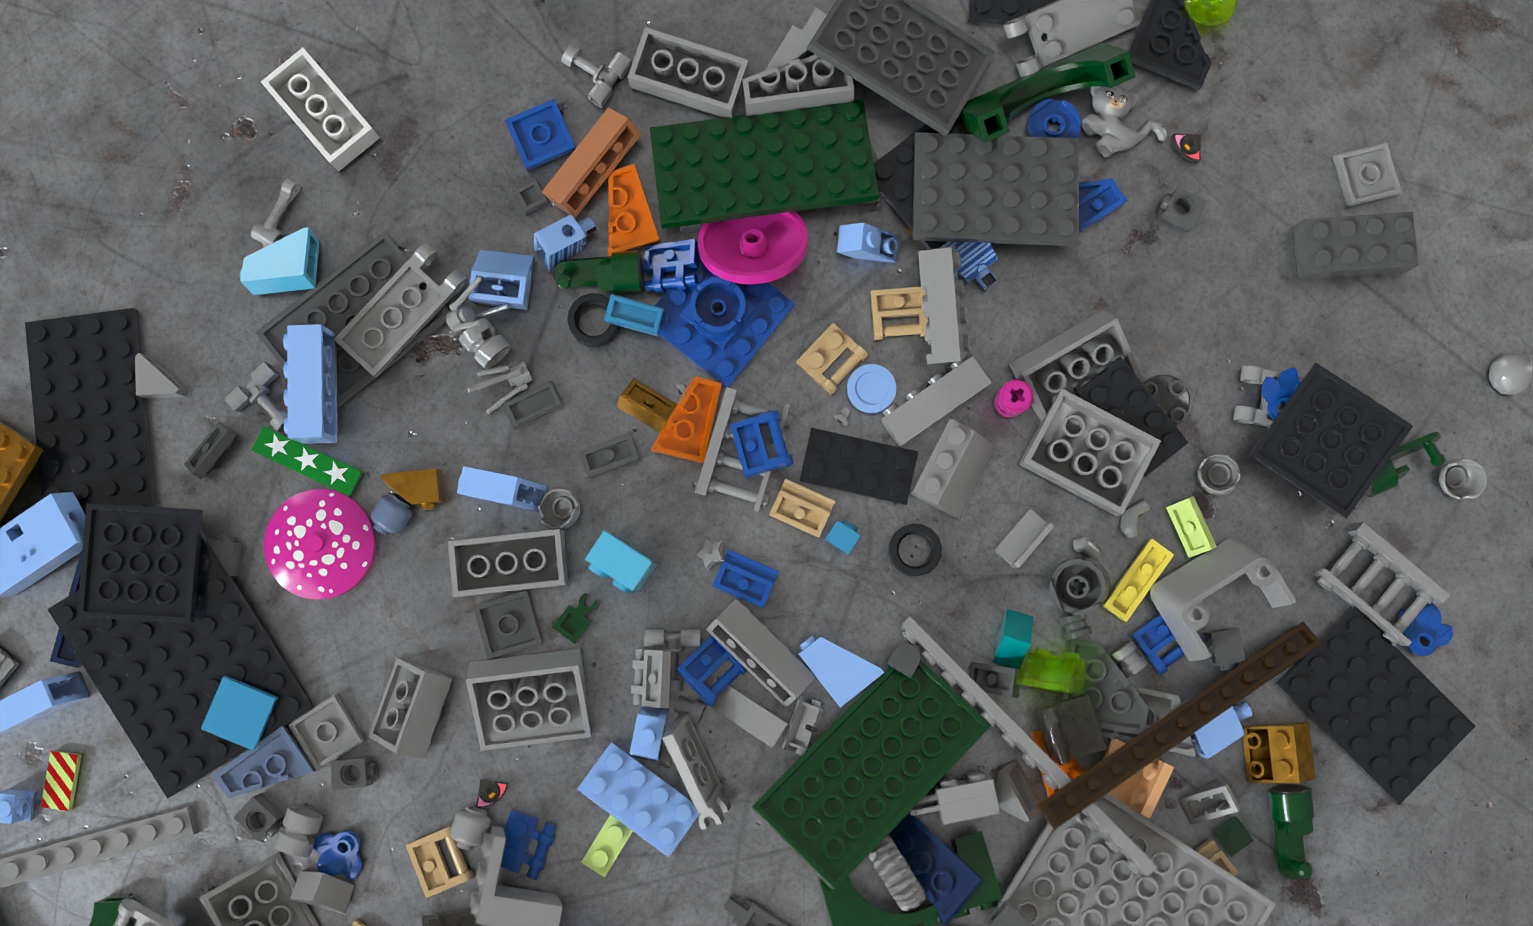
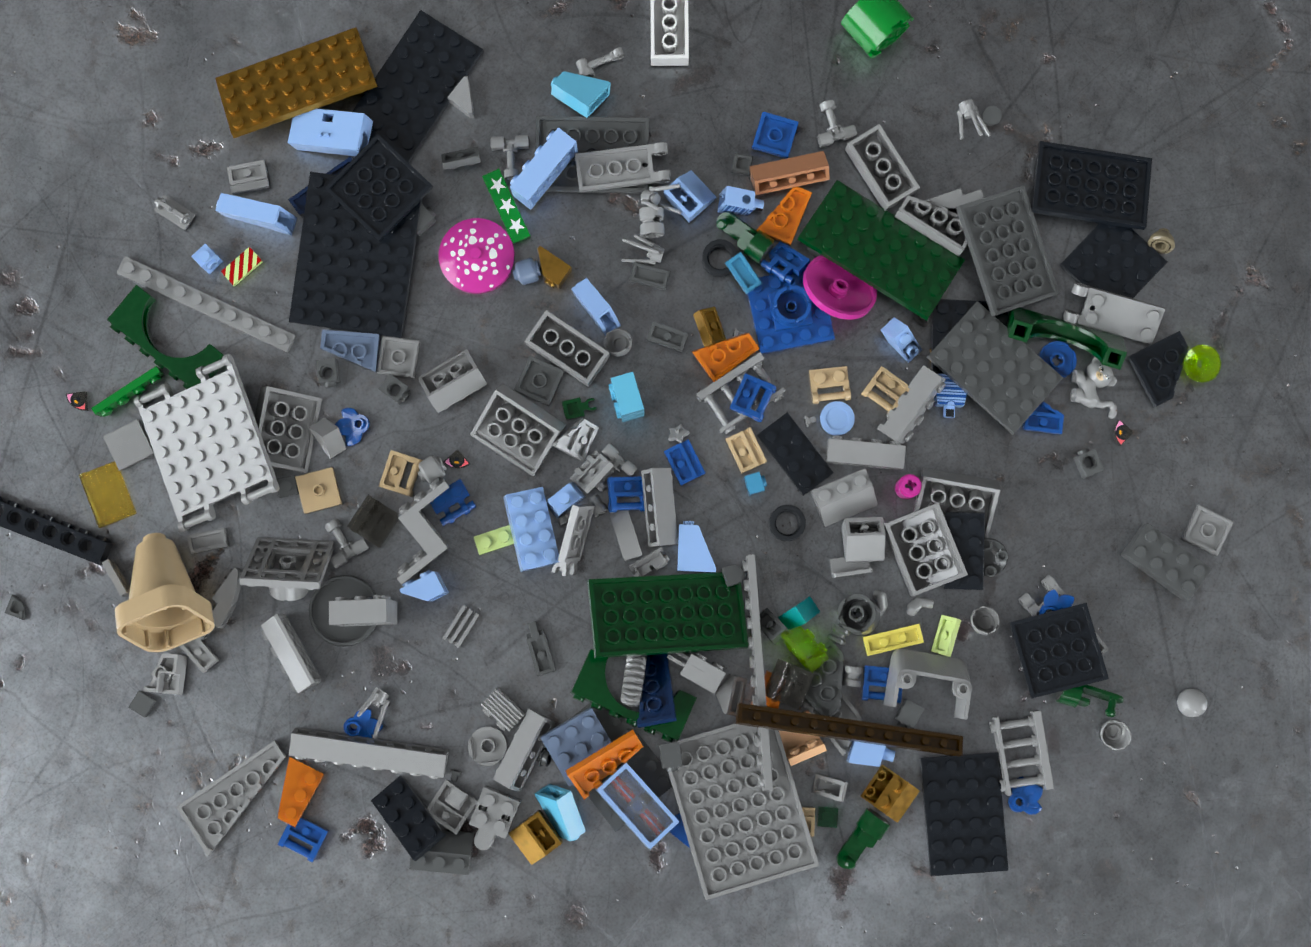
camera: 40 degrees right, 0 degrees up
(239, 713) = (363, 308): dark azure tile -> none
(298, 831) = (342, 396): light grey wheel -> none
(605, 655) = (577, 439): none -> light grey wing
(1014, 497) = (863, 539): none -> light grey slope

